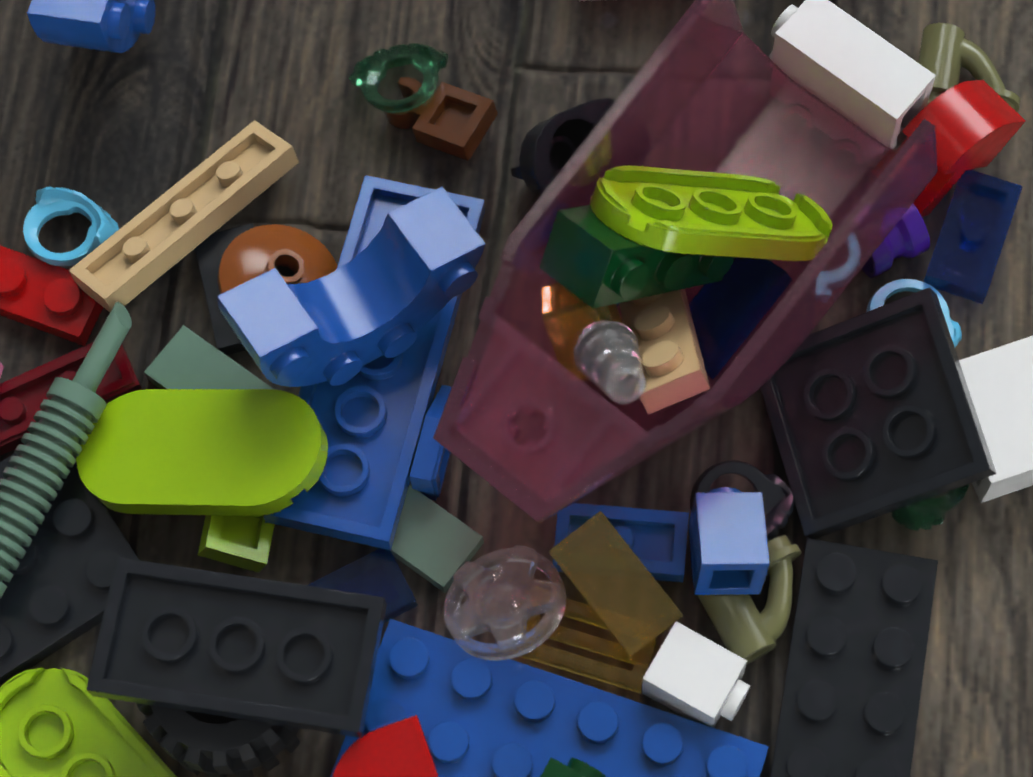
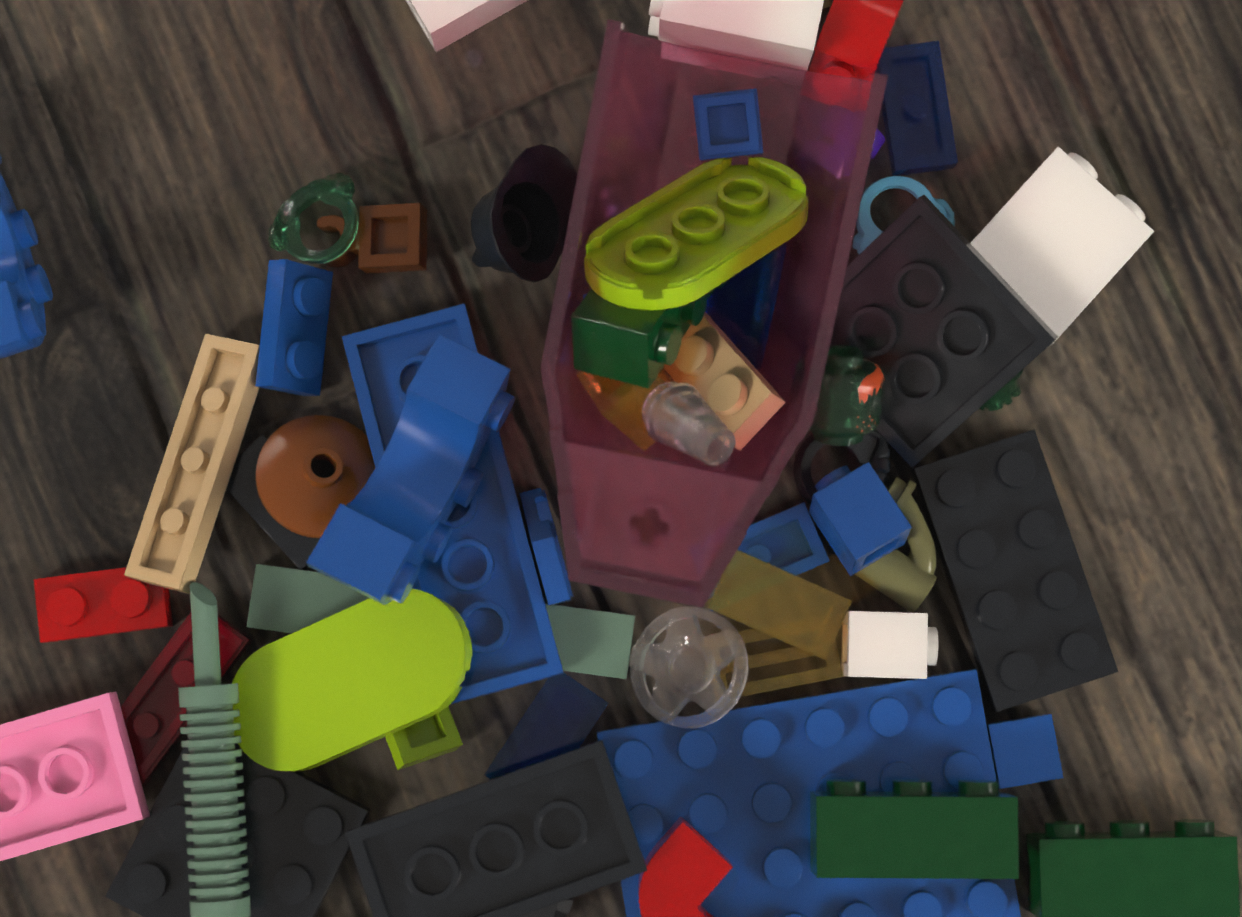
camera: 35 degrees left, 15 degrees up
(63, 201) = (72, 504): medium azure piece -> none
(329, 151) = (294, 328): none -> blue plate
(770, 431) = (848, 398): none -> clear green head
(793, 157) = (728, 124): none -> blue tile

